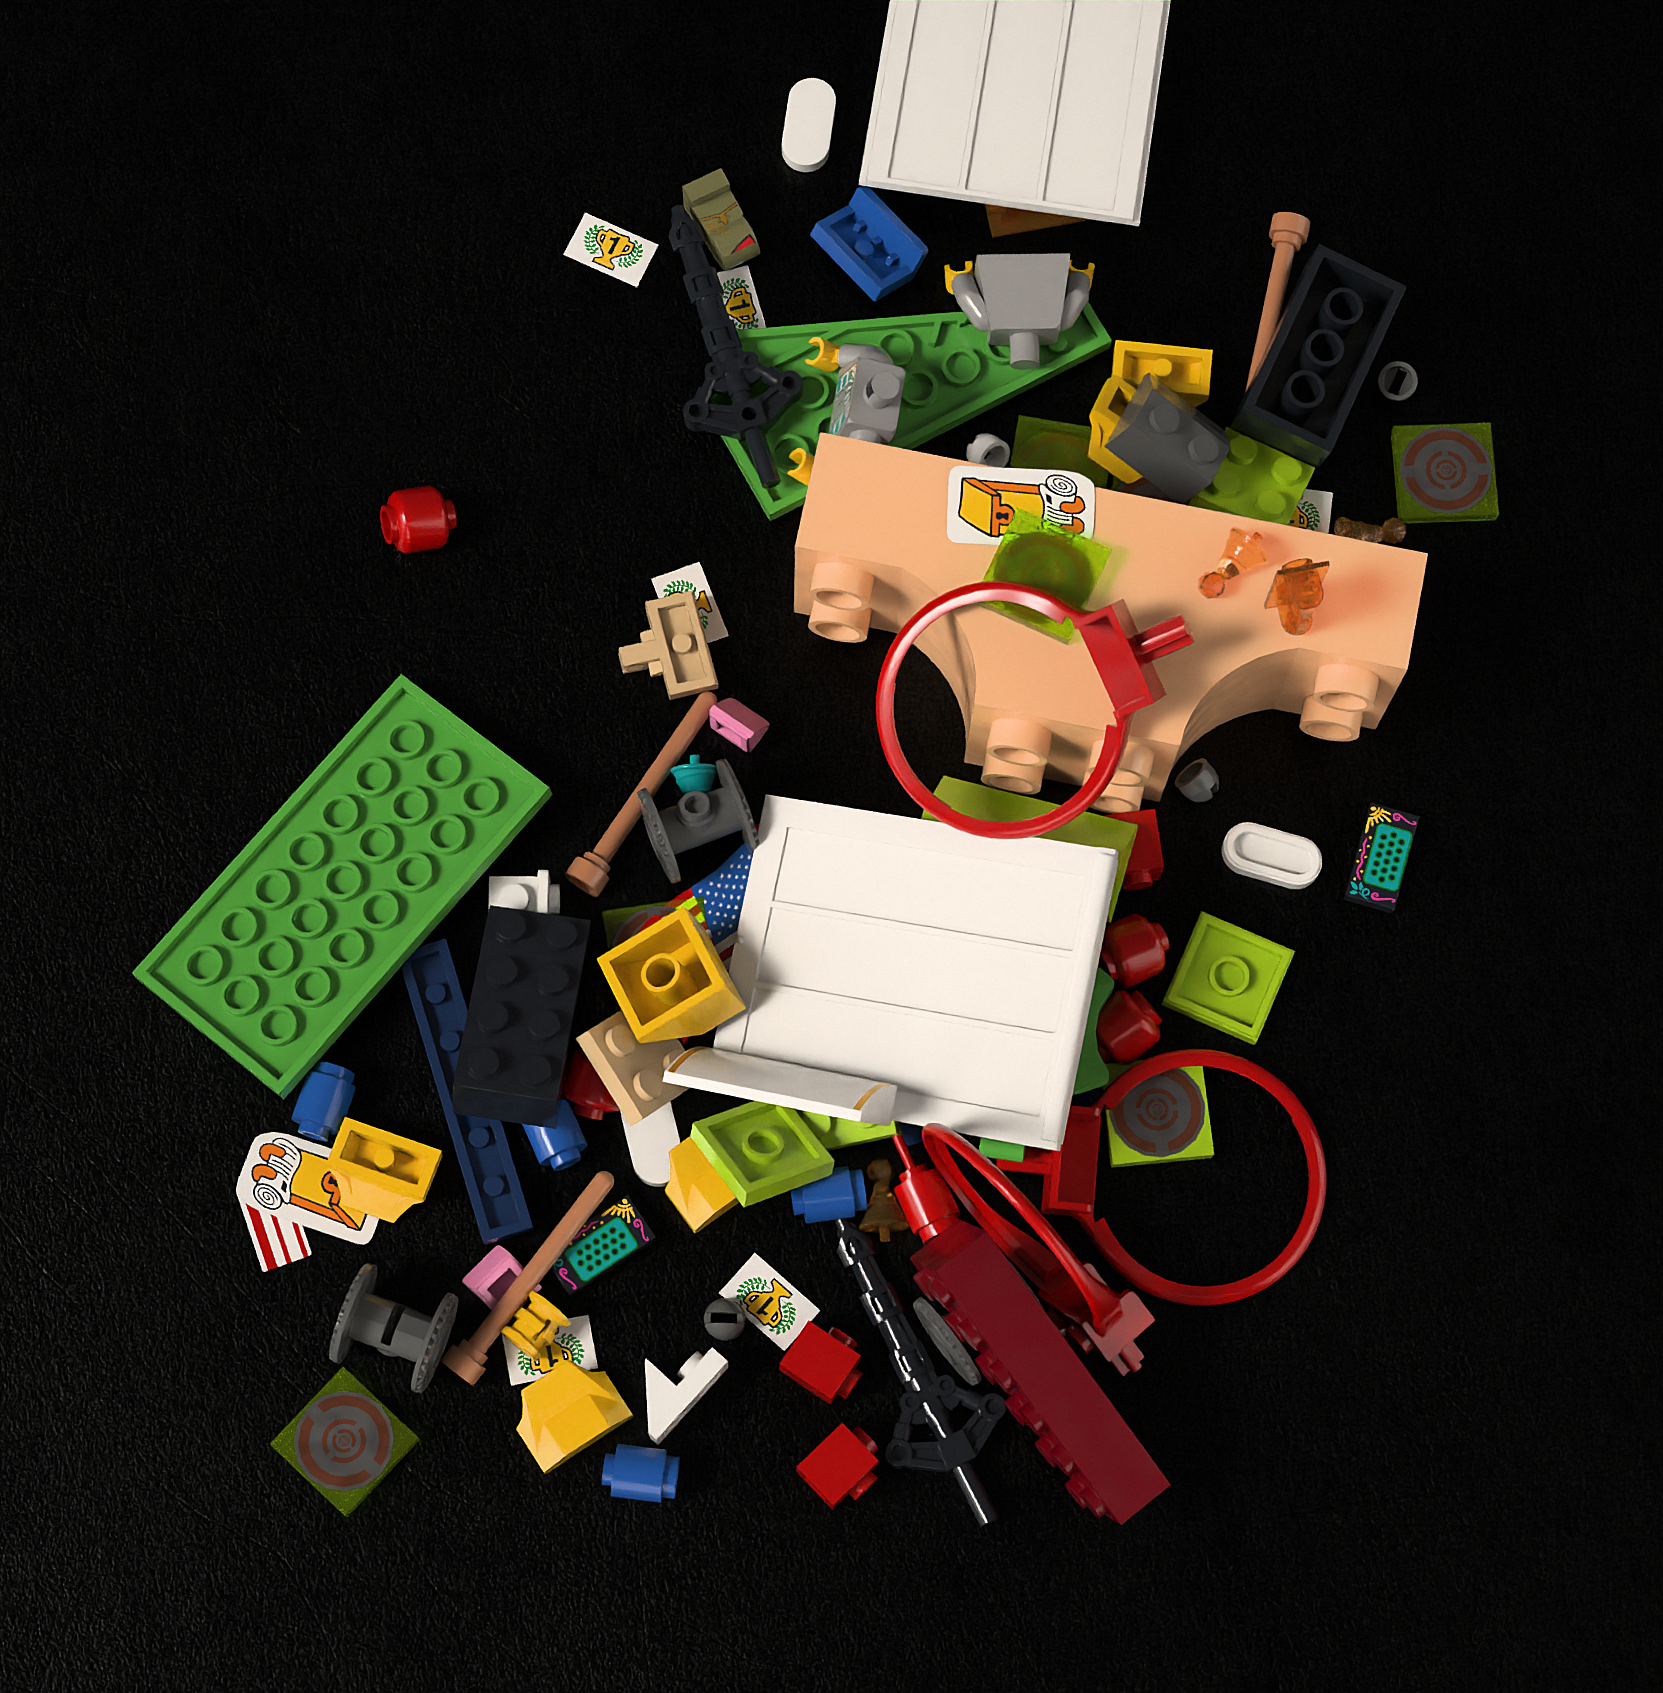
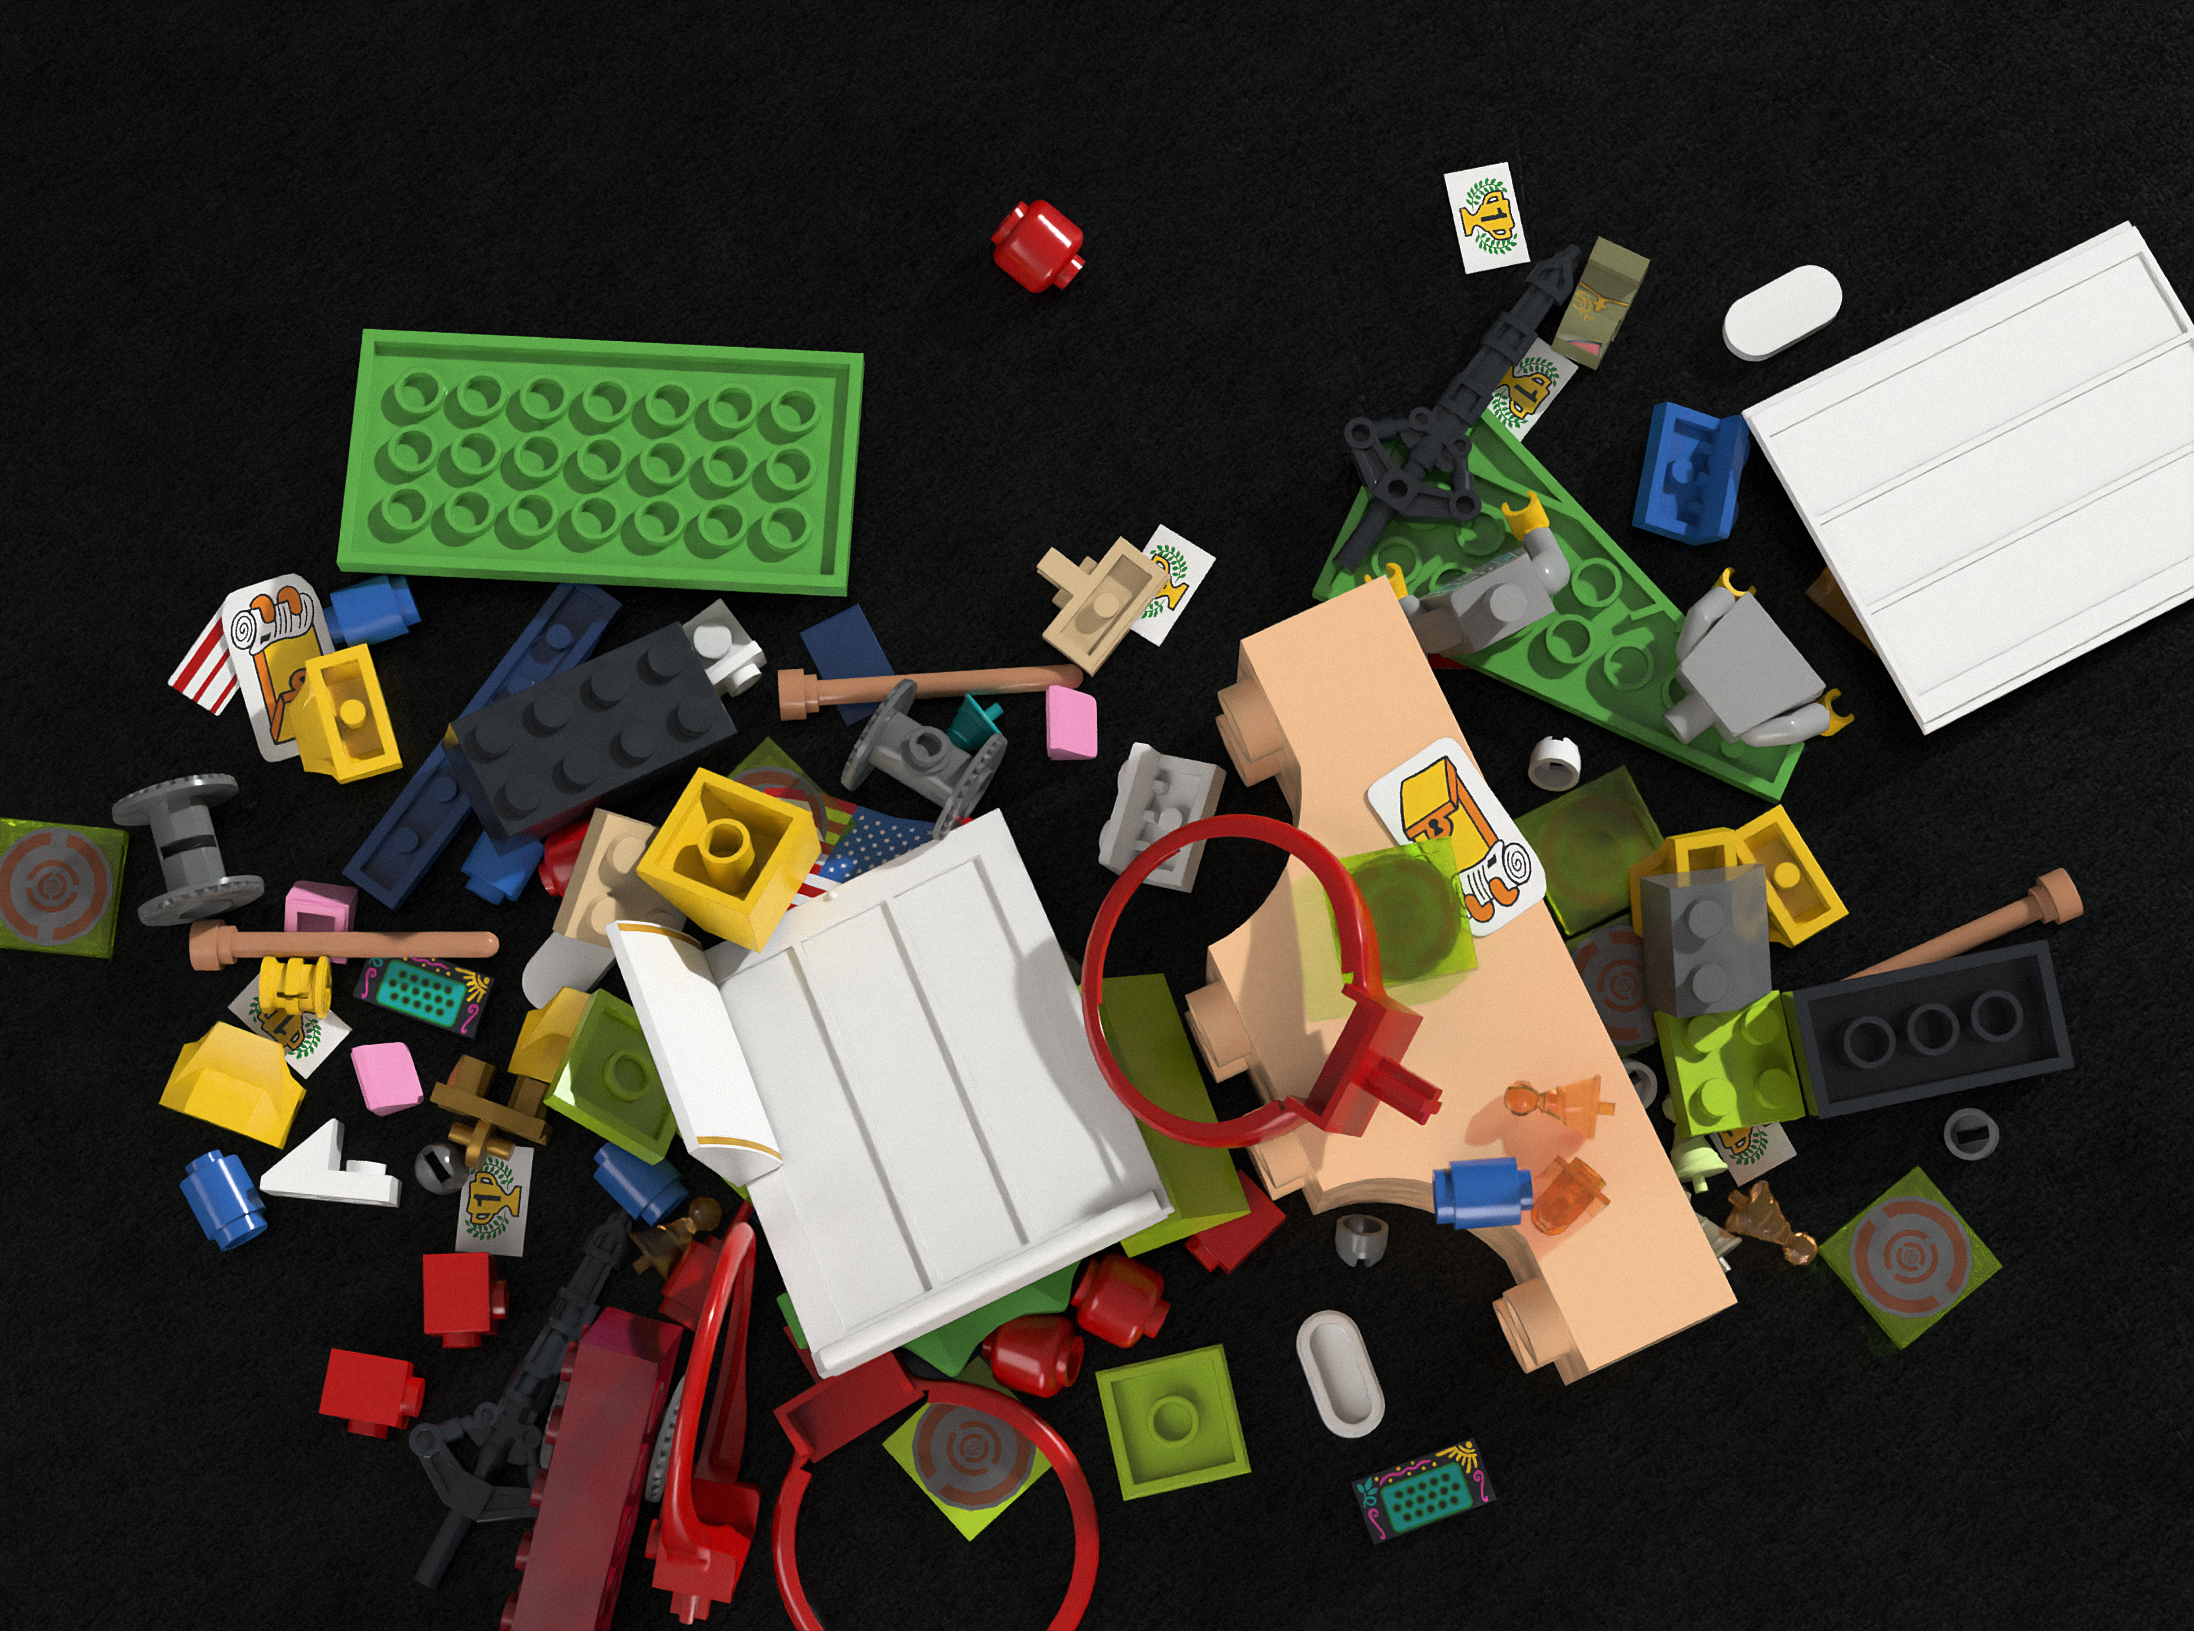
camera: 60 degrees right, 5 degrees up
(580, 826) = (847, 649): none -> dark blue sticker
(639, 1311) = (387, 1077): none -> bright pink slope
(733, 1241) = (467, 1096): none -> pearl gold hips
(841, 707) = (1153, 800): none -> white bracket
(1254, 648) = (1481, 1193): none -> blue brick

